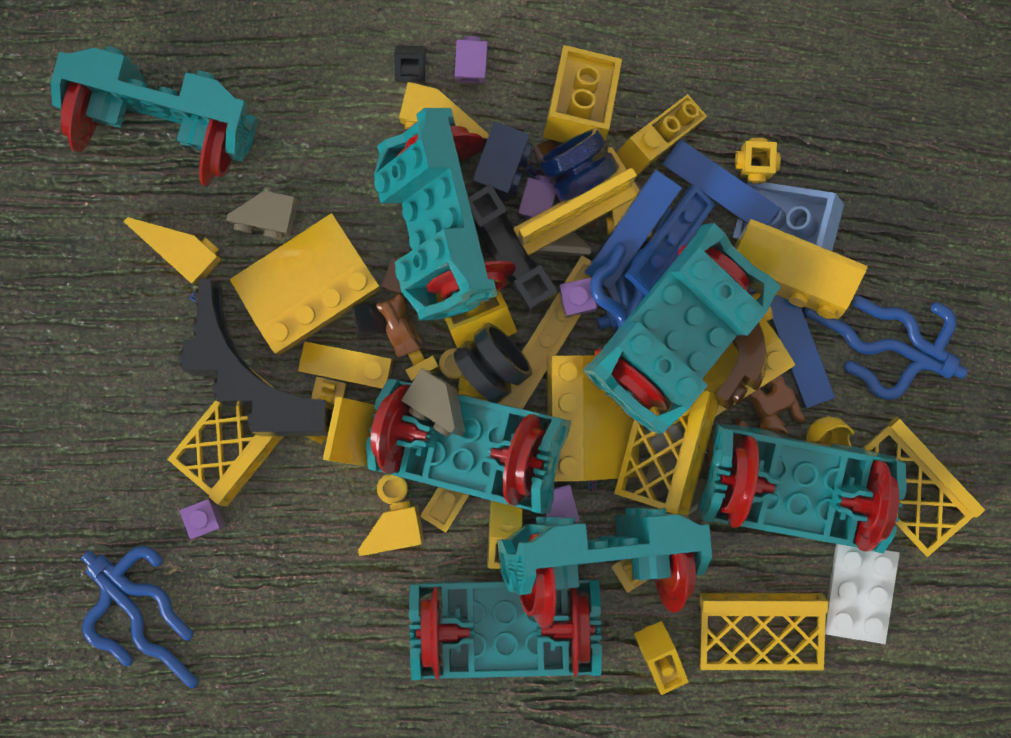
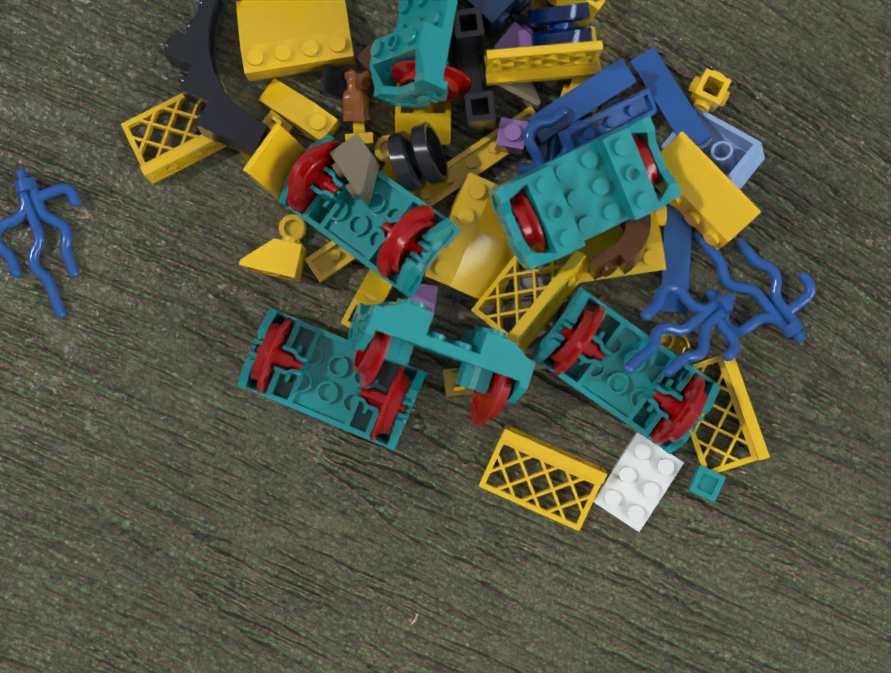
camera: 25 degrees right, 0 degrees up
(202, 518) = (127, 183): medium lavender brick -> none
(660, 134) = (638, 36): yellow slope -> none
(661, 657) = (450, 461): yellow slope -> none
(774, 401) = (638, 294): dark orange animal -> none
(858, 391) = (710, 314): none -> blue plant
(932, 564) = (706, 483): none -> teal tile

